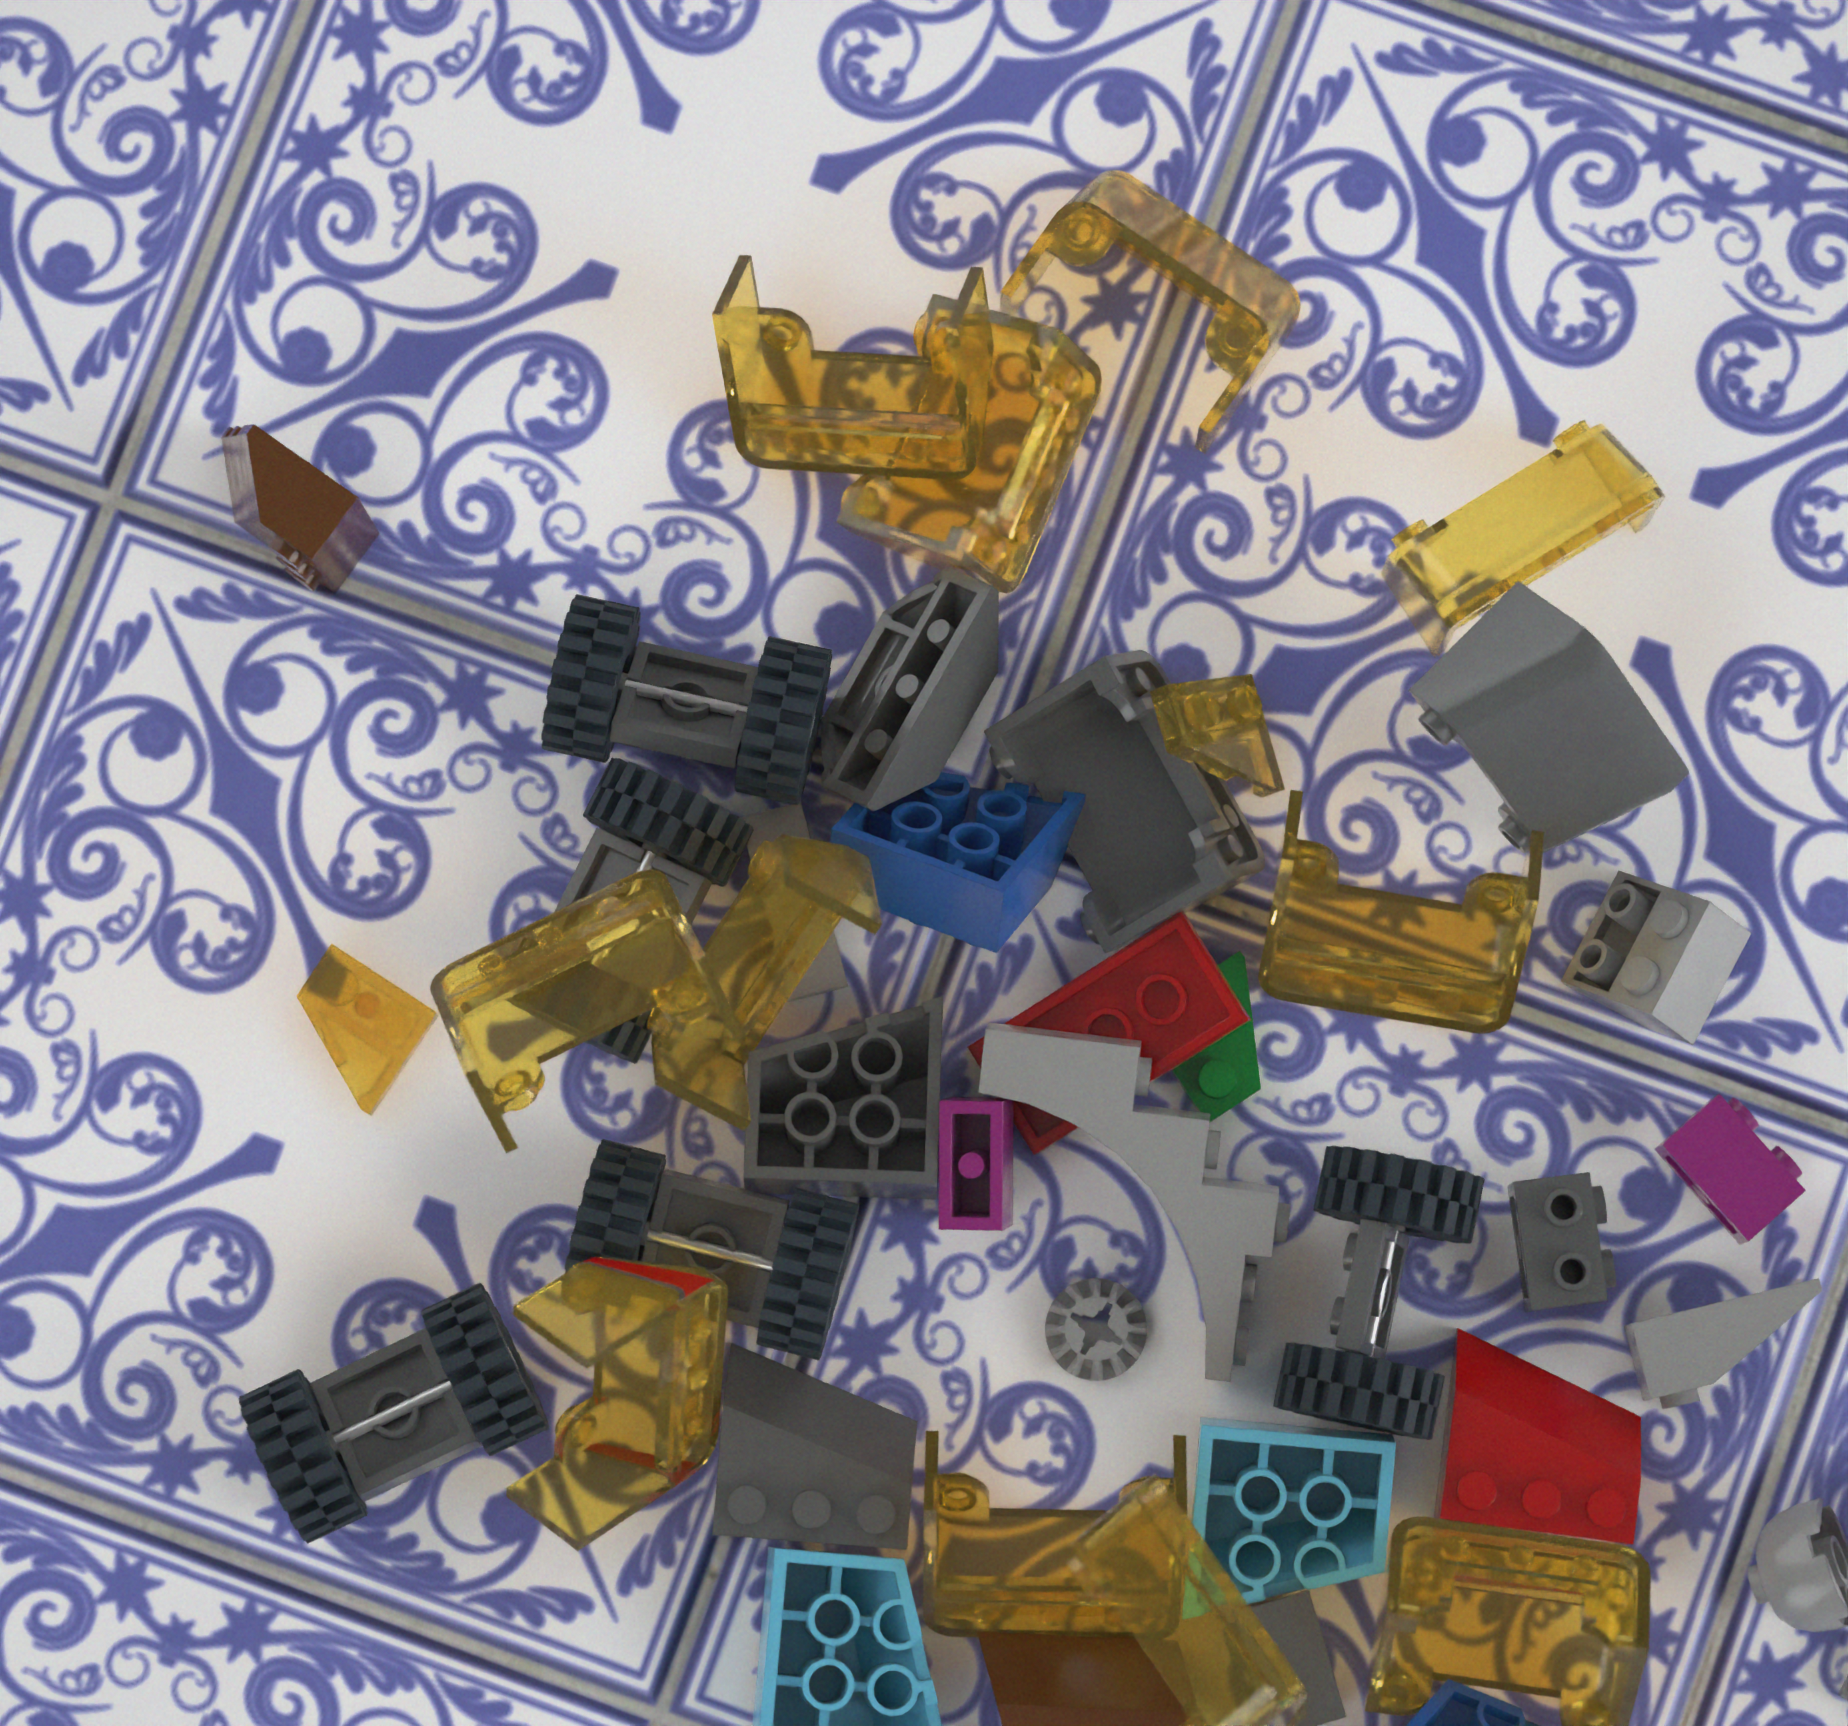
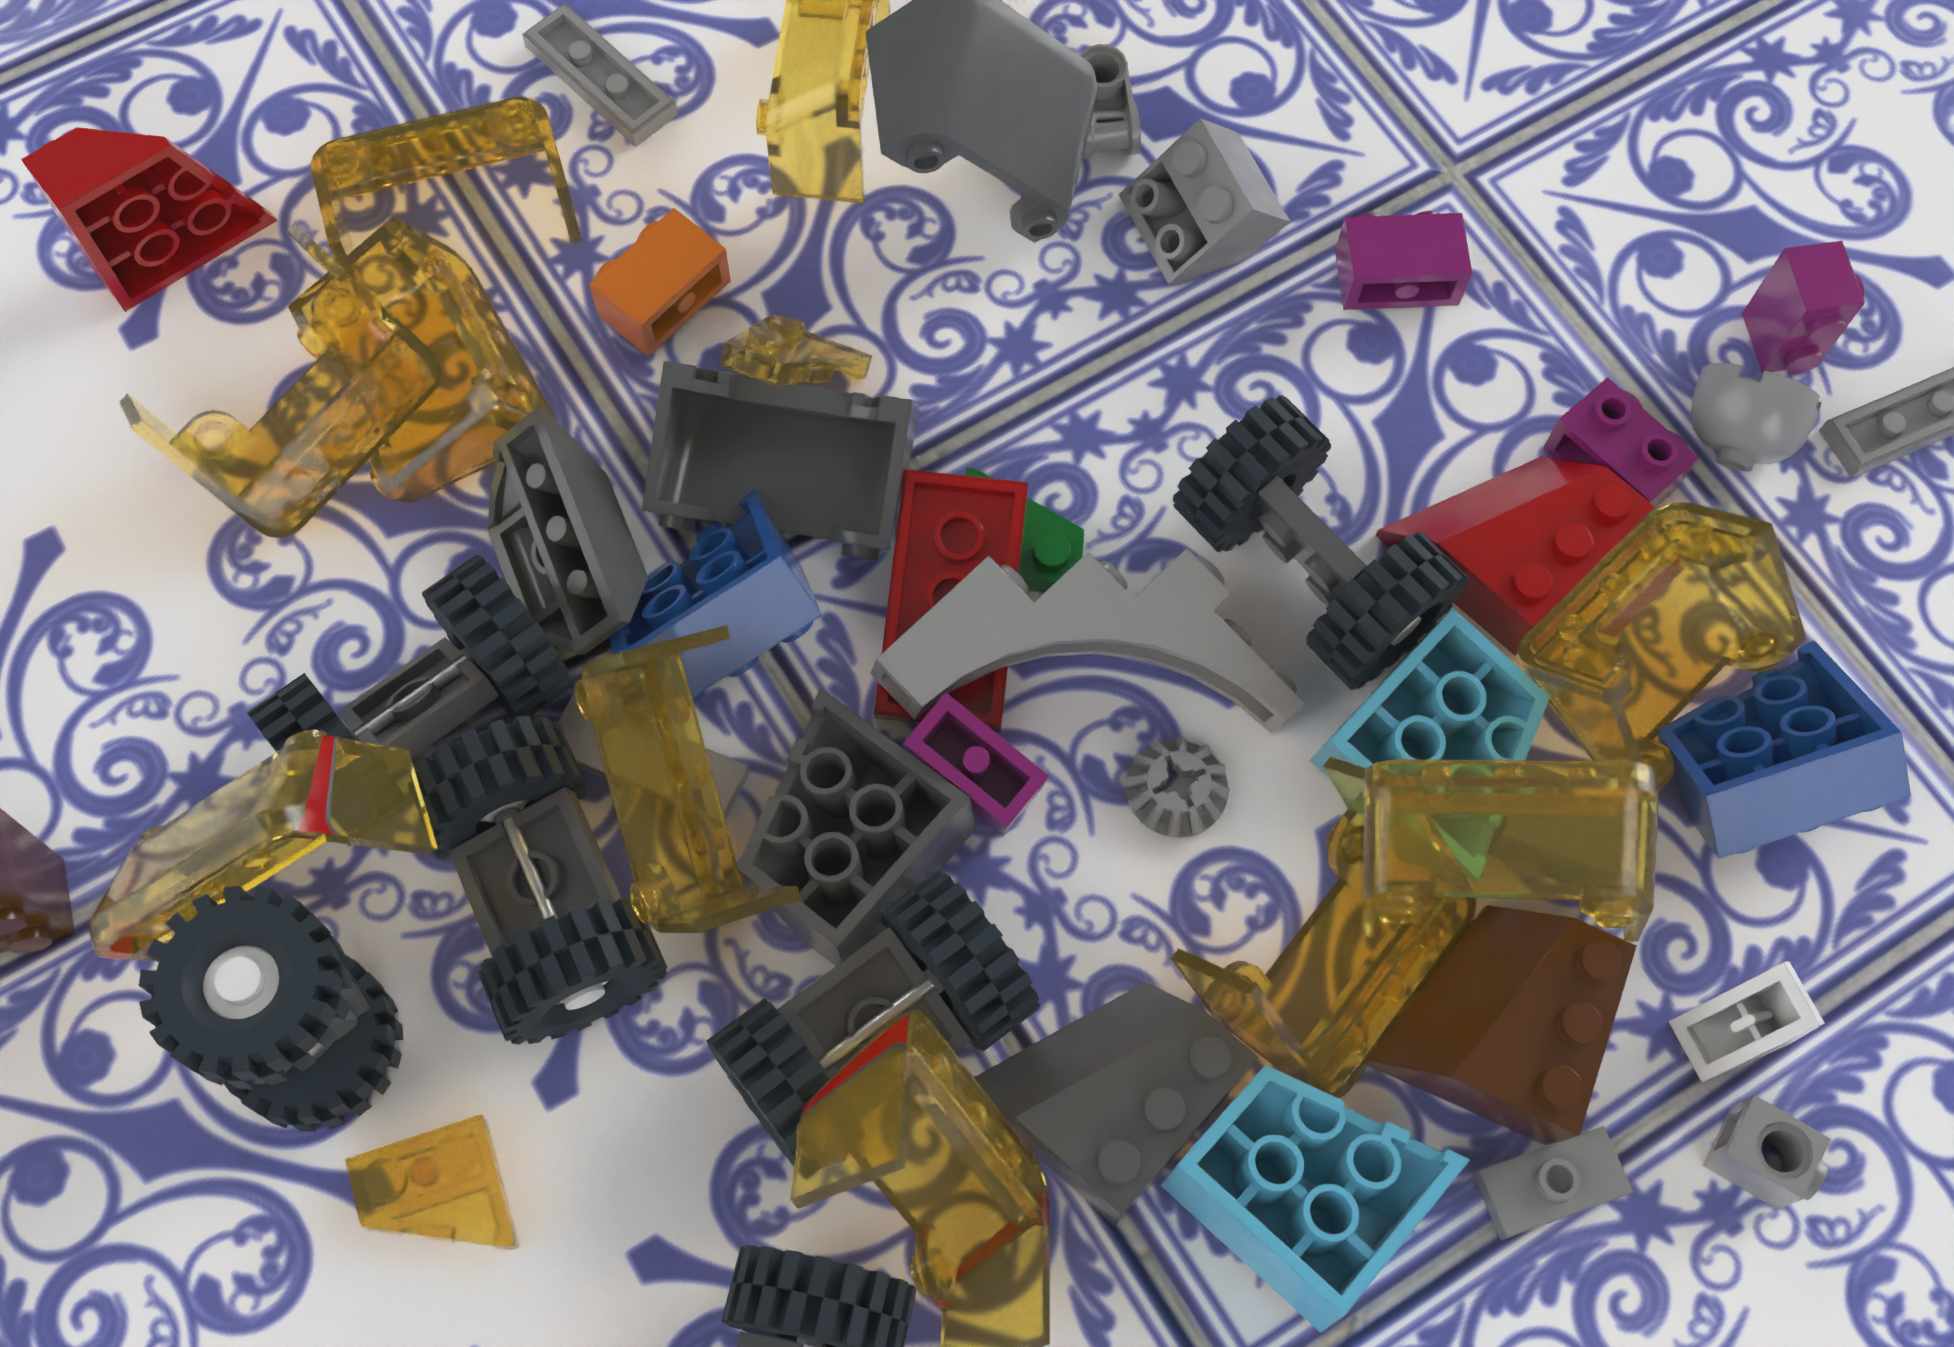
camera: 60 degrees left, 15 degrees down
(378, 827) = (271, 1009): none -> black plate
(485, 708) = (257, 826): none -> clear yellow windscreen
(570, 983) = (555, 925): clear yellow windscreen -> none
(908, 109) = (141, 208): none -> red wedge
(1203, 564) = (660, 281): none -> orange brick
(1375, 330) = (600, 74): none -> light grey tile
(1396, 950) = (1066, 365): clear yellow windscreen -> none
(1560, 1241) = (1369, 410): dark grey brick -> none
(1691, 1481) = (1618, 433): none -> magenta brick
(1692, 799) = (1115, 115): none -> light grey piece
(1703, 1343) = (1522, 369): light grey slope -> none

